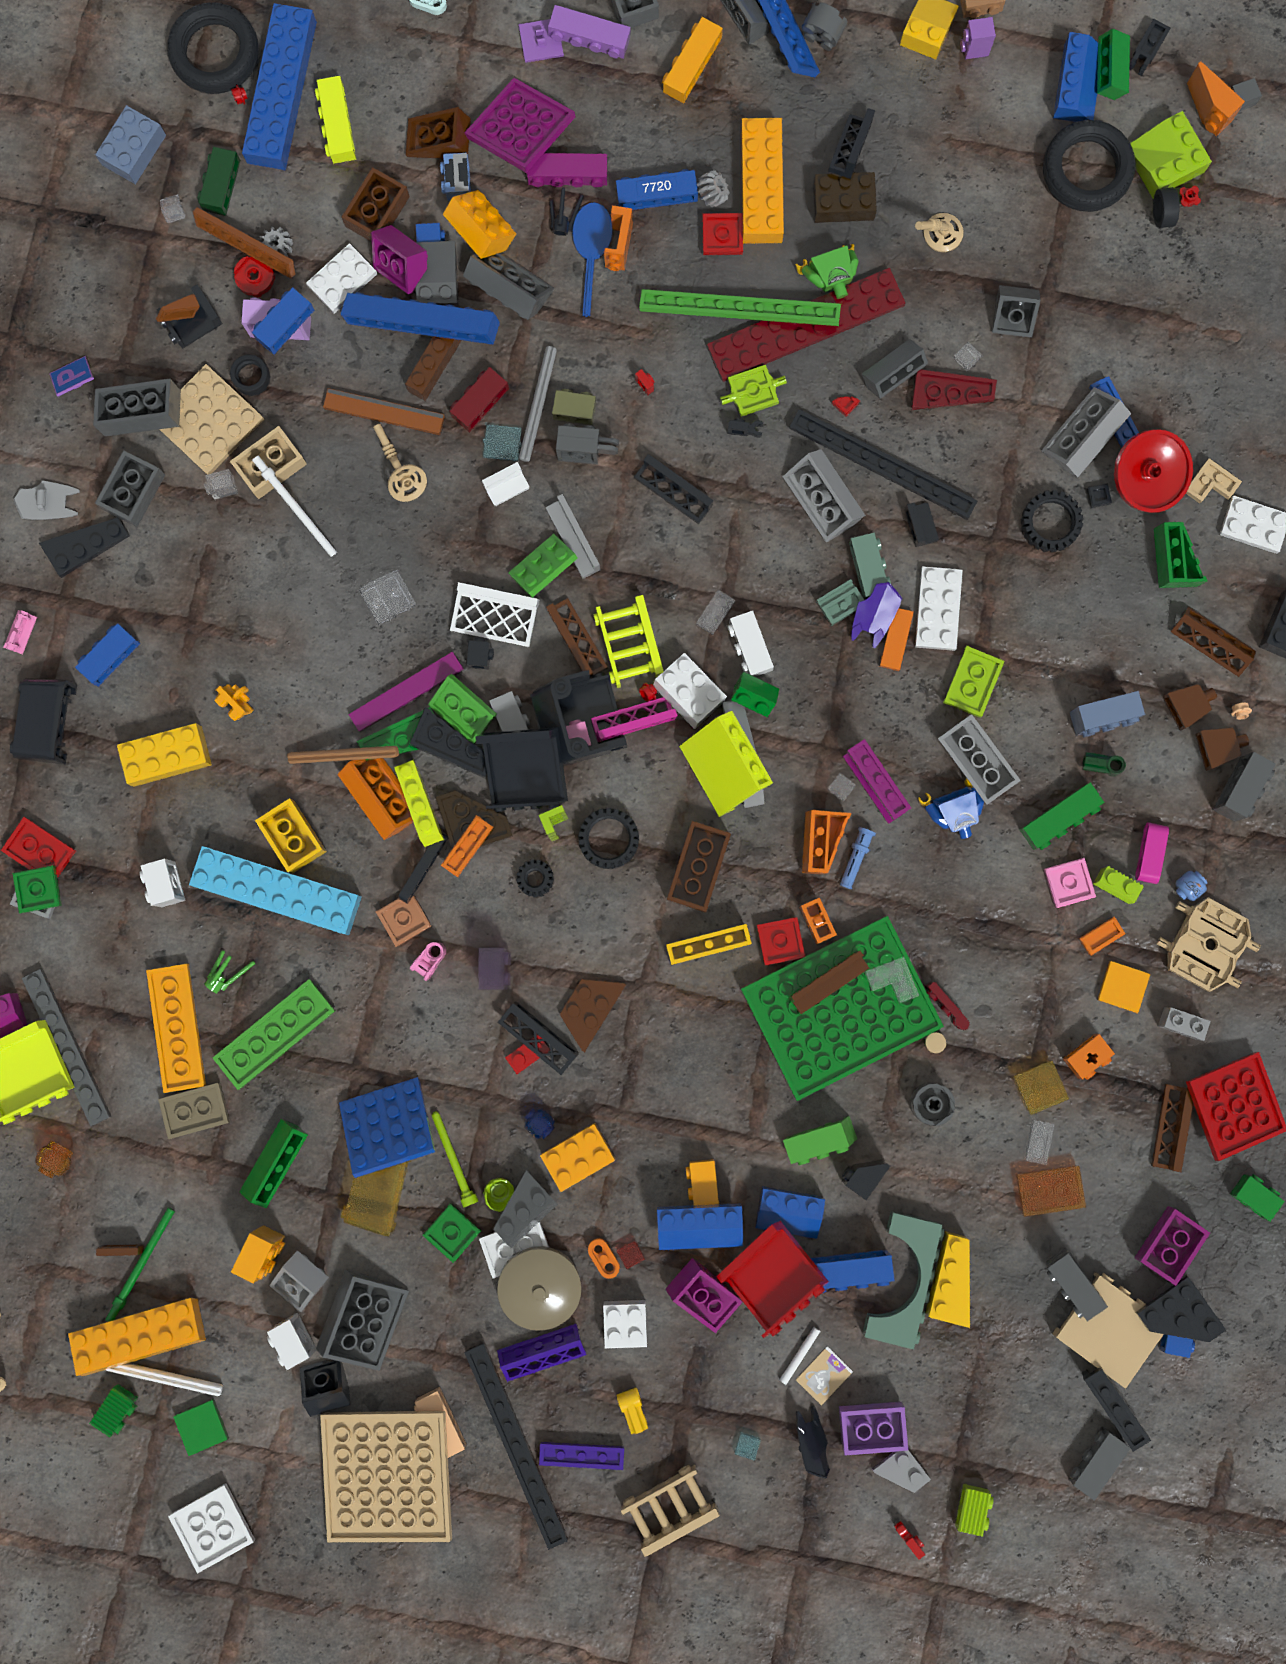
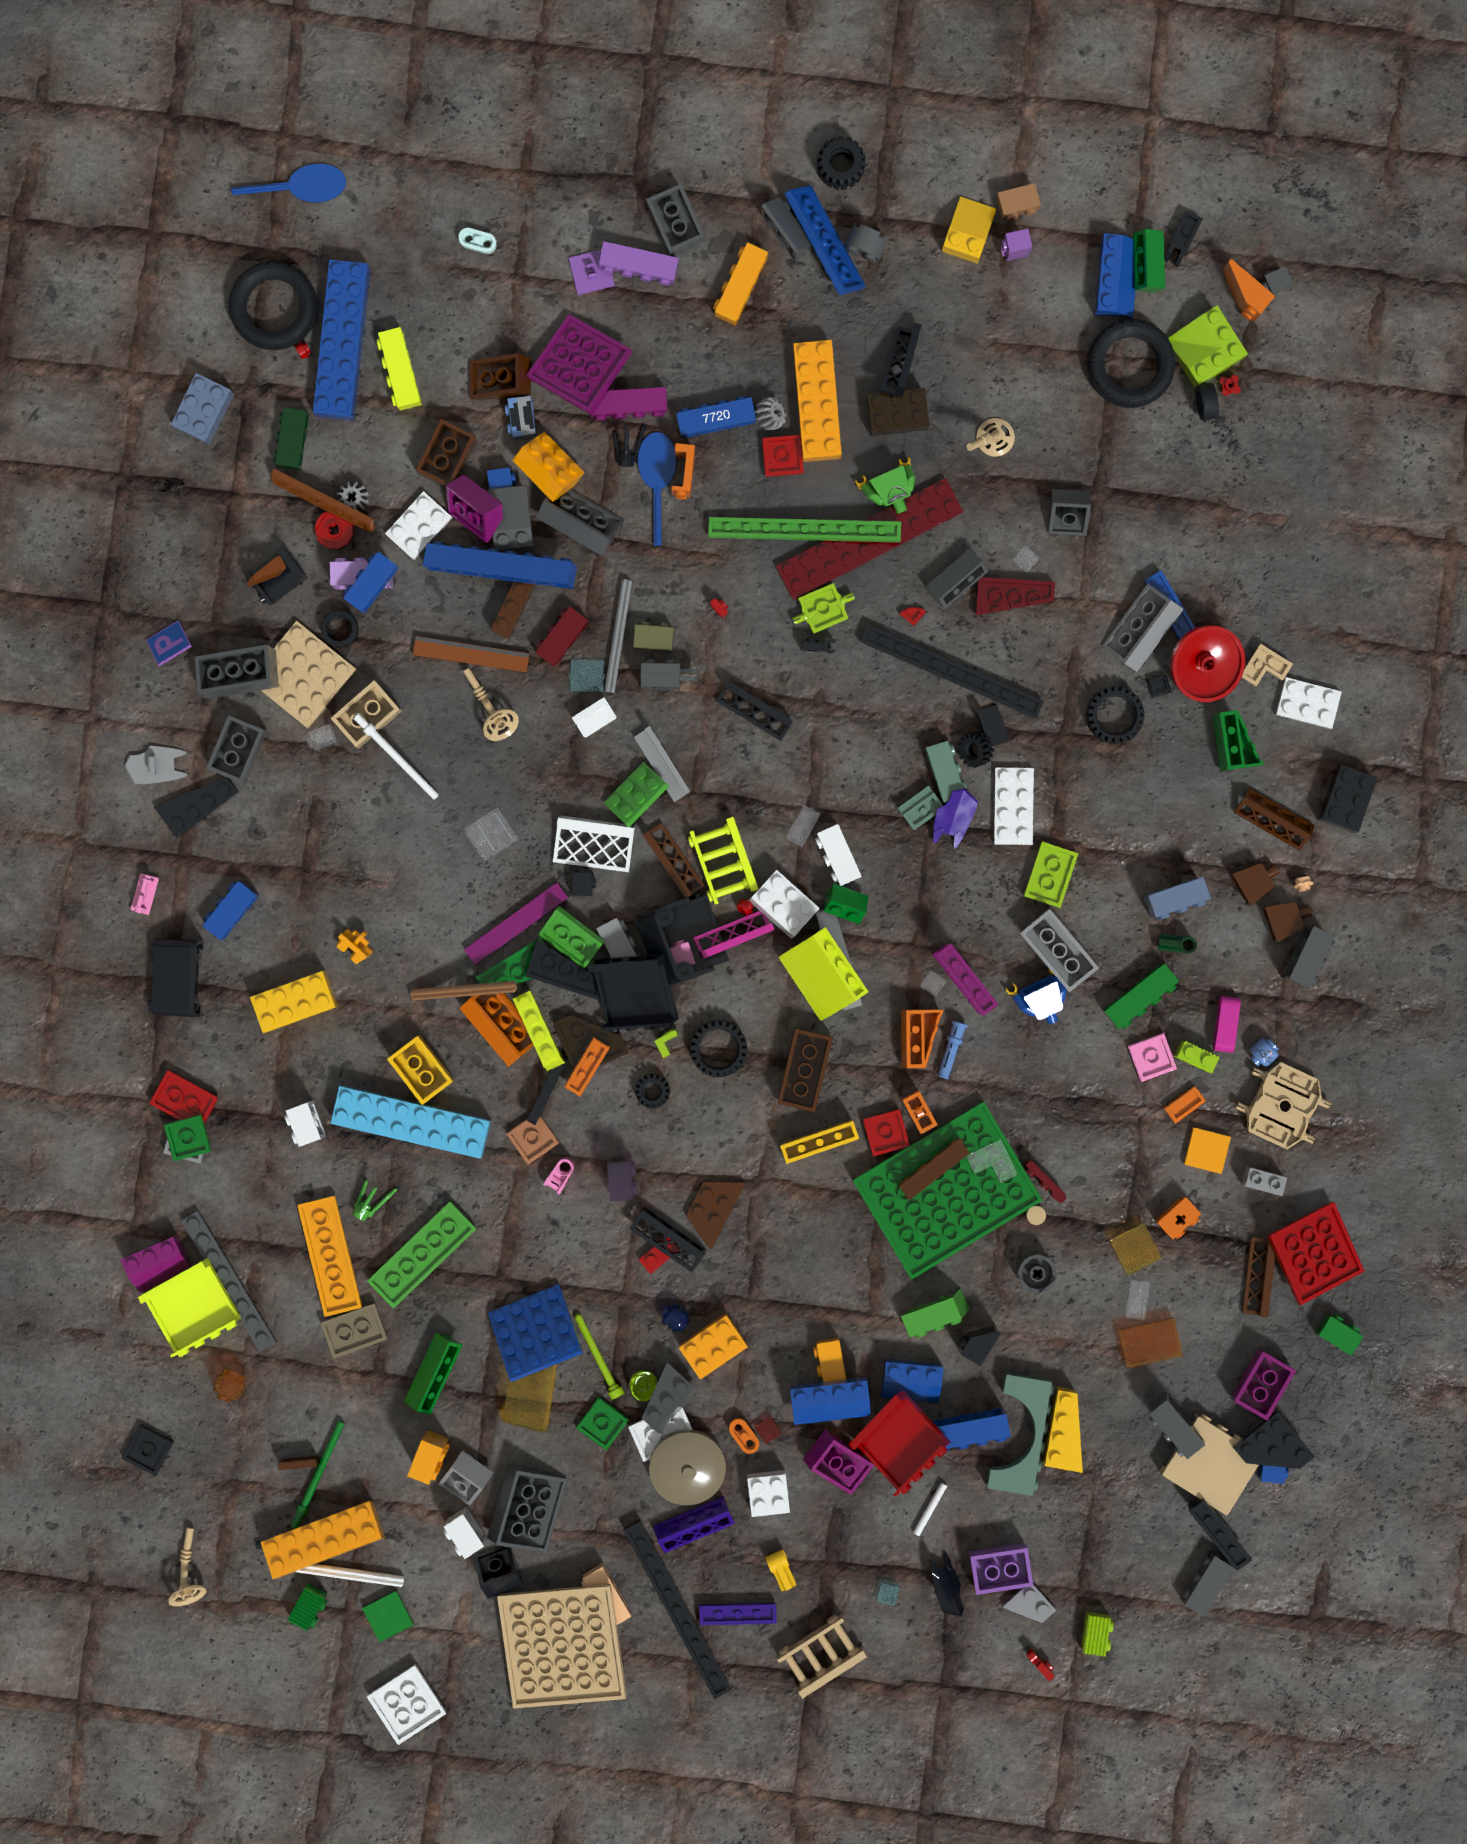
camera: 10 degrees left, 5 degrees up
(172, 208) = (248, 467): clear slope -> none
(823, 495) = (897, 706): light grey slope -> none
(824, 1375) = (953, 1525): sticker -> none
(896, 640) = (975, 840): orange tile -> none
(912, 544) = (984, 749): none -> black tyre

